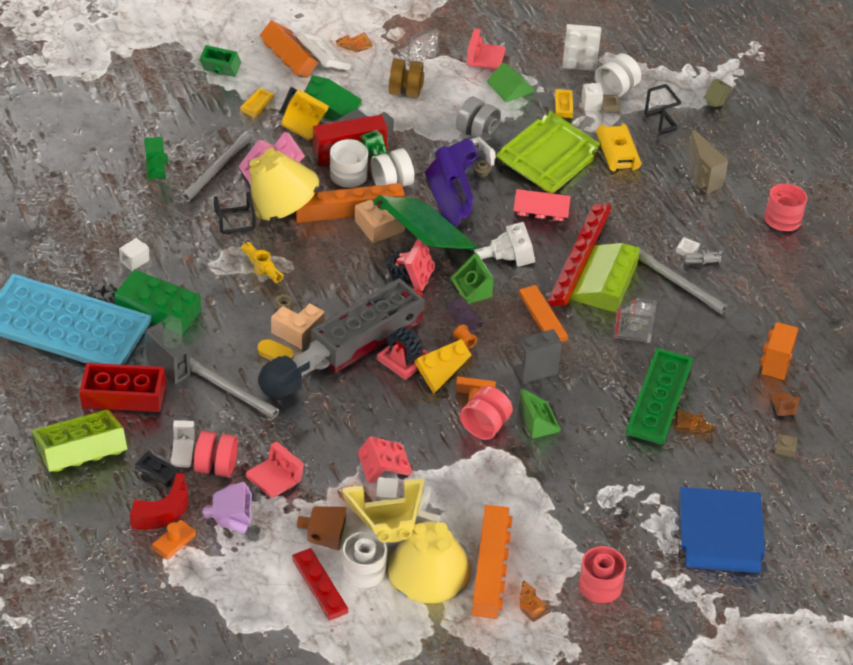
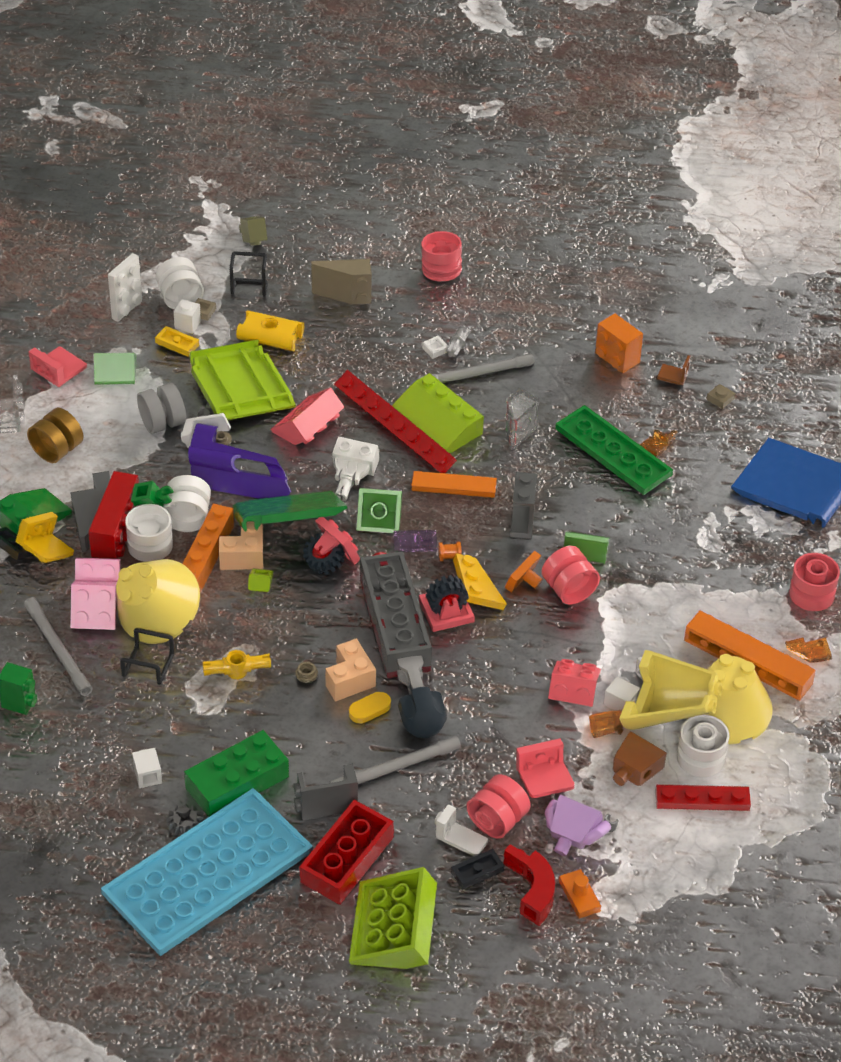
camera: 60 degrees left, 0 degrees up
(358, 244) = (260, 580): none -> lime slope

